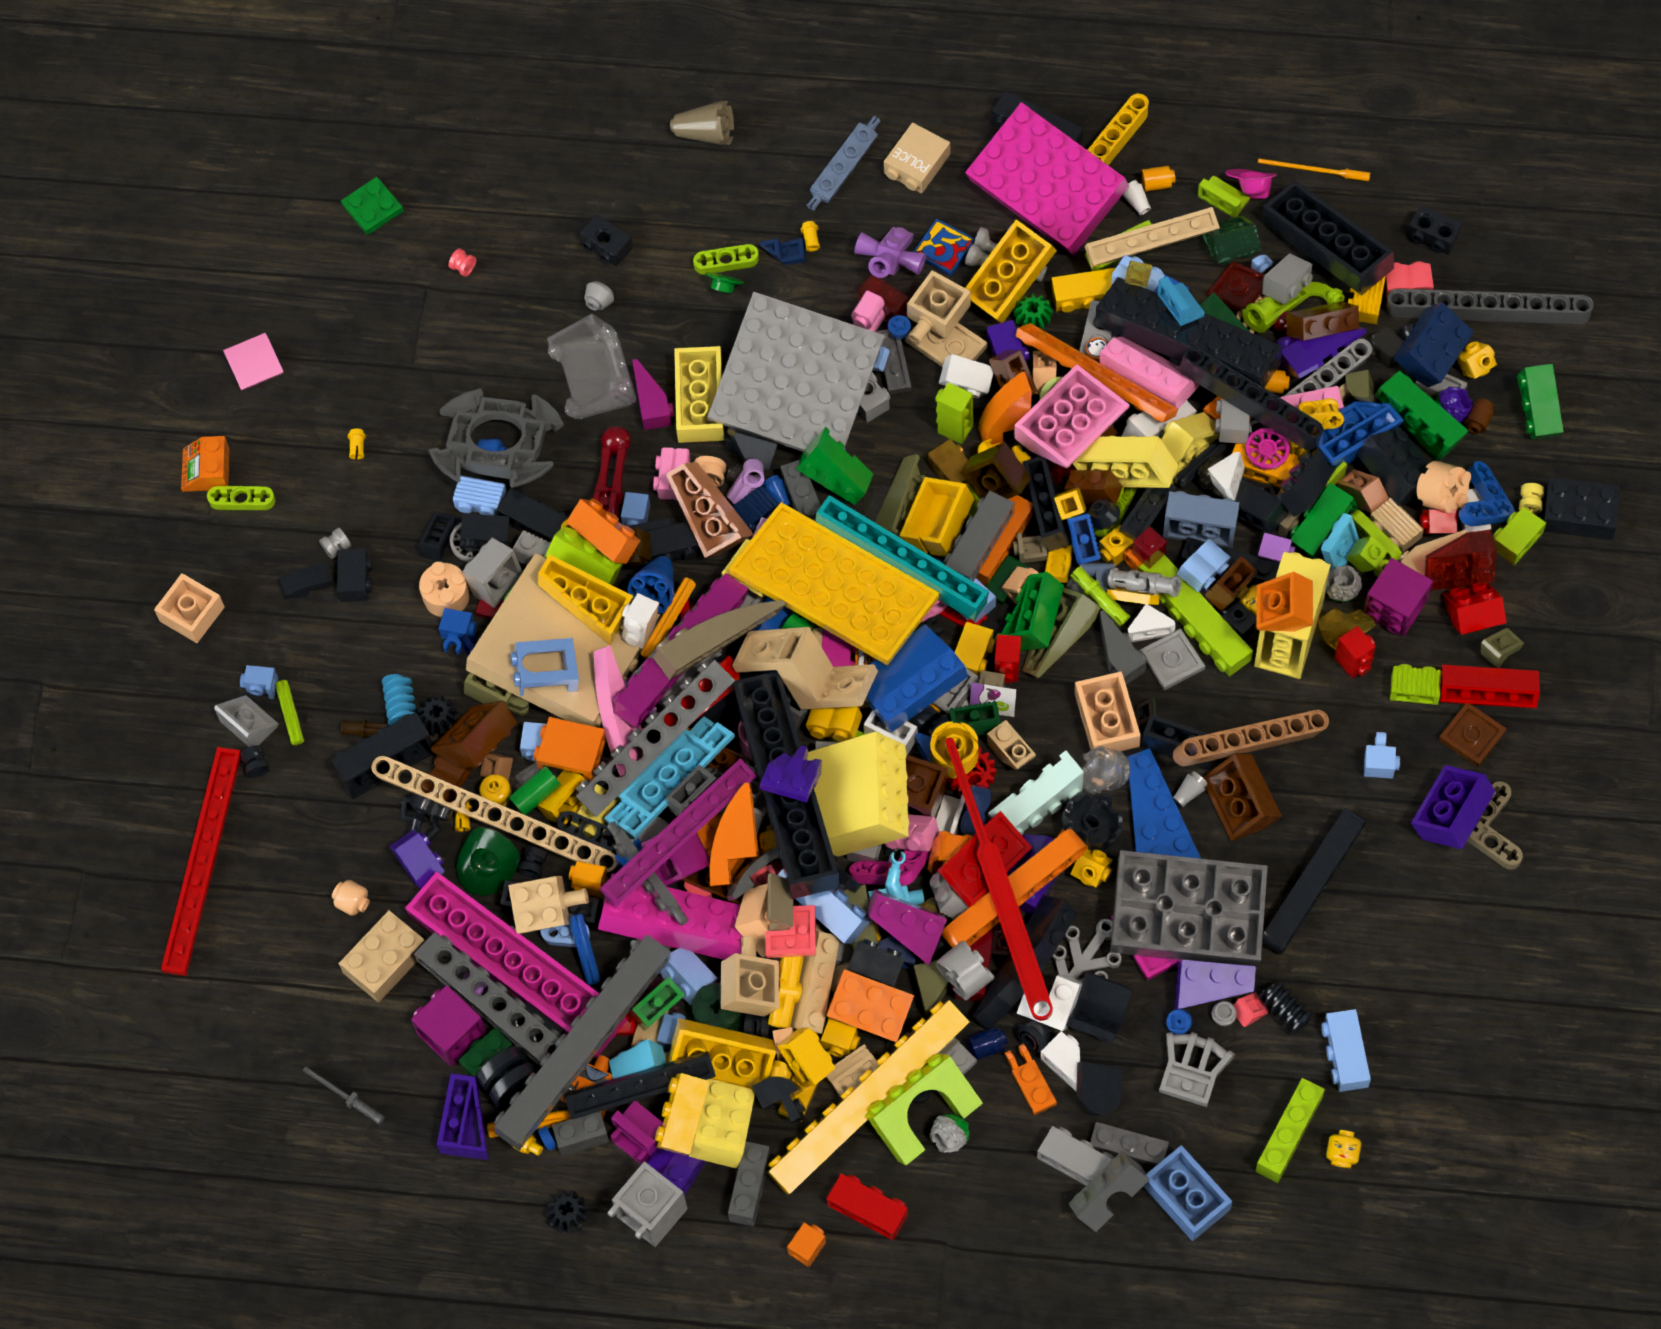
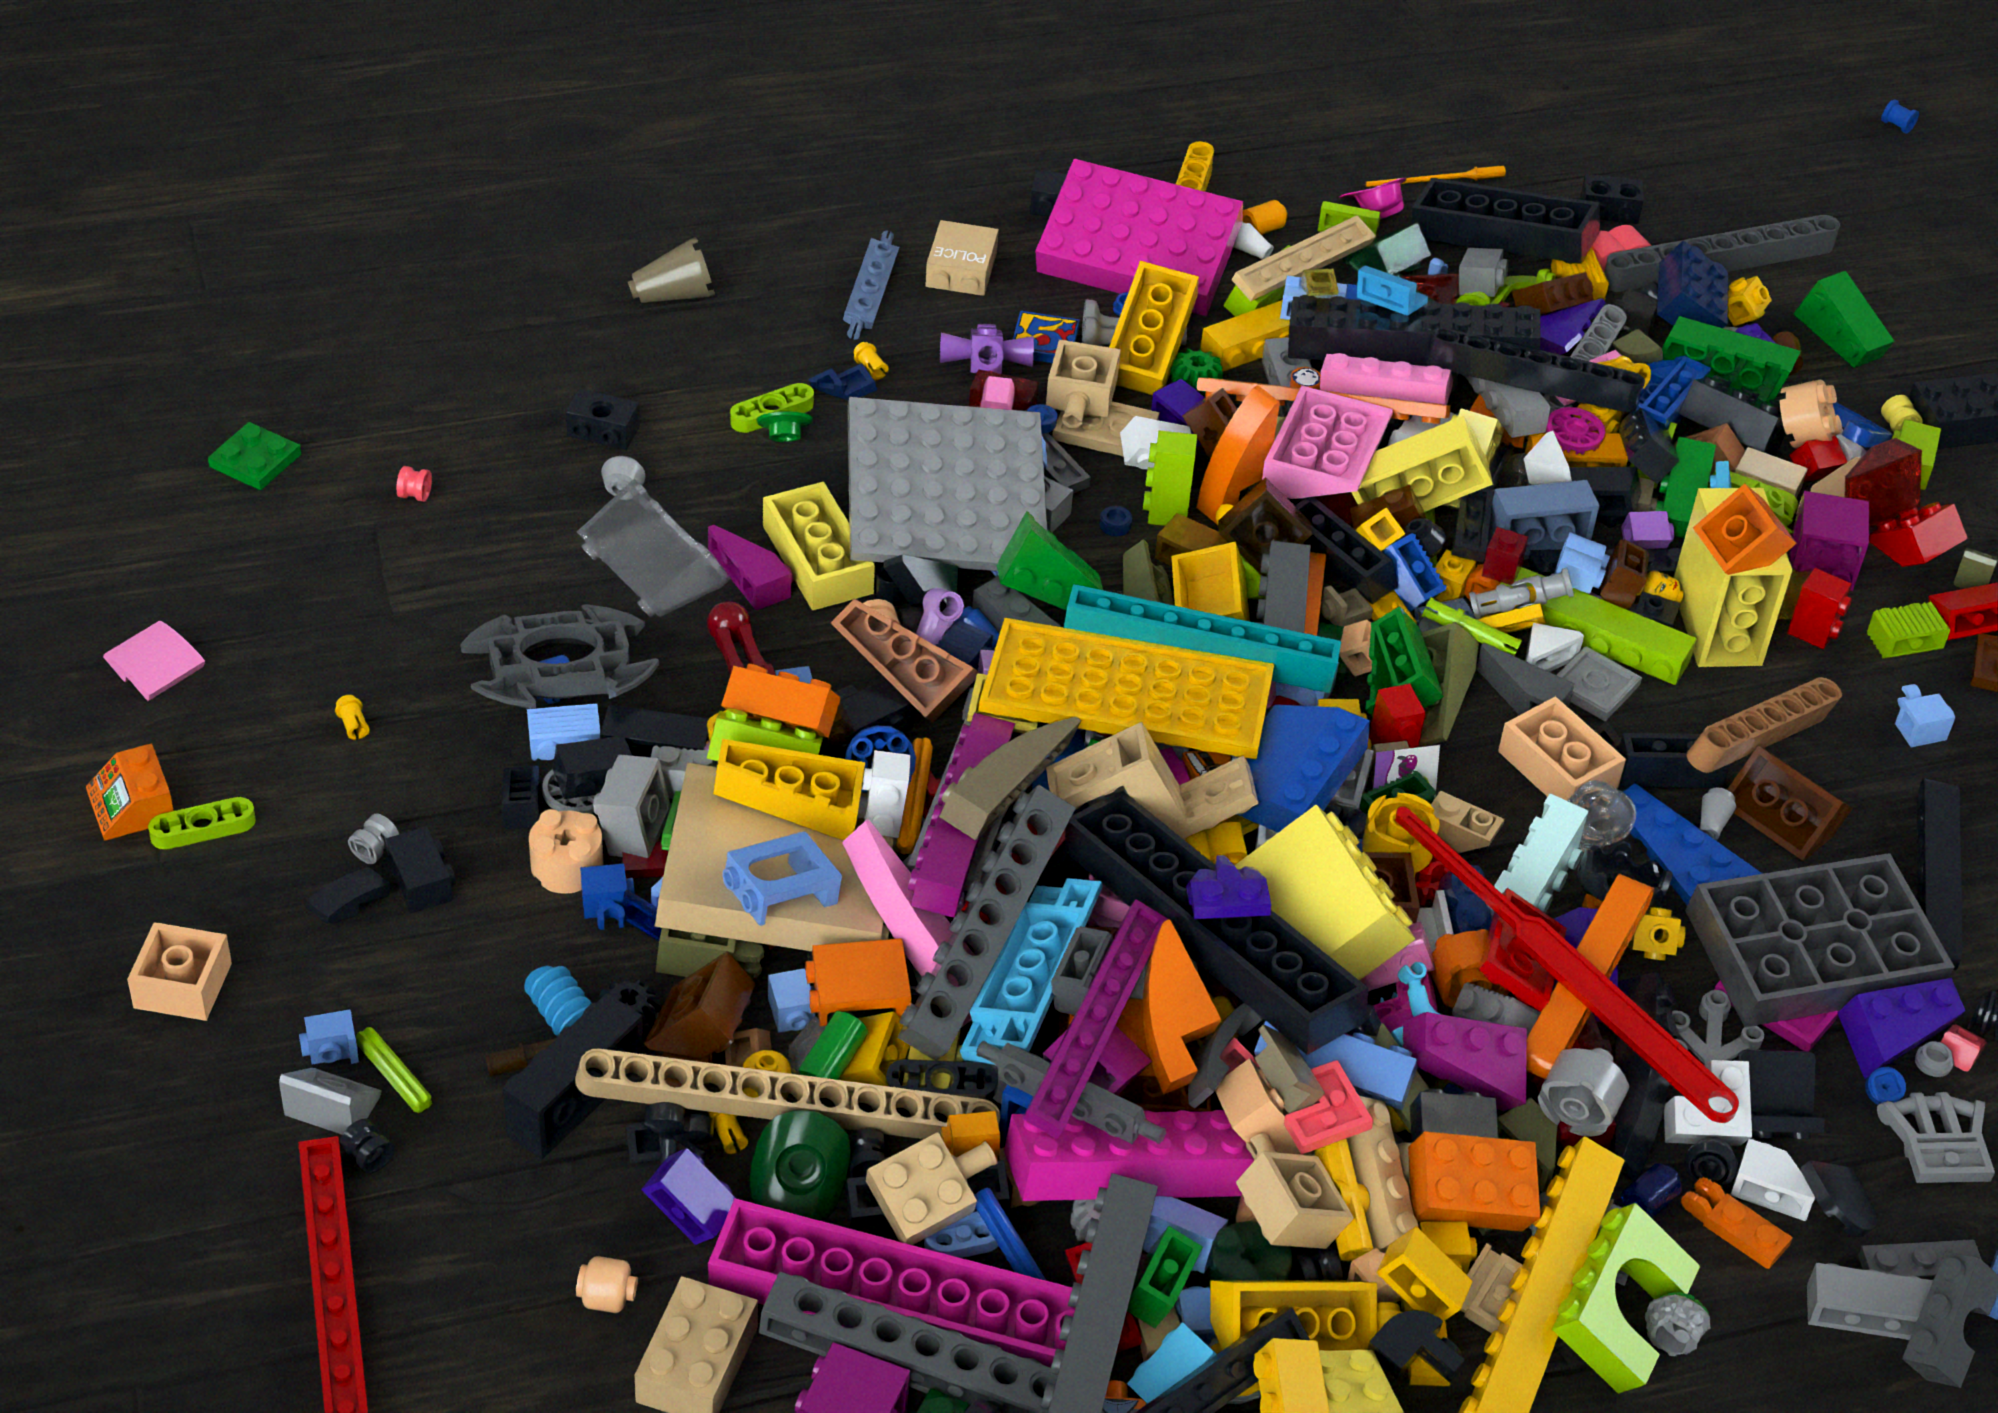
camera: 30 degrees left, 20 degrees down
(669, 460) = (824, 645): bright pink brick -> none
(915, 425) = (1115, 521): none -> dark blue tile

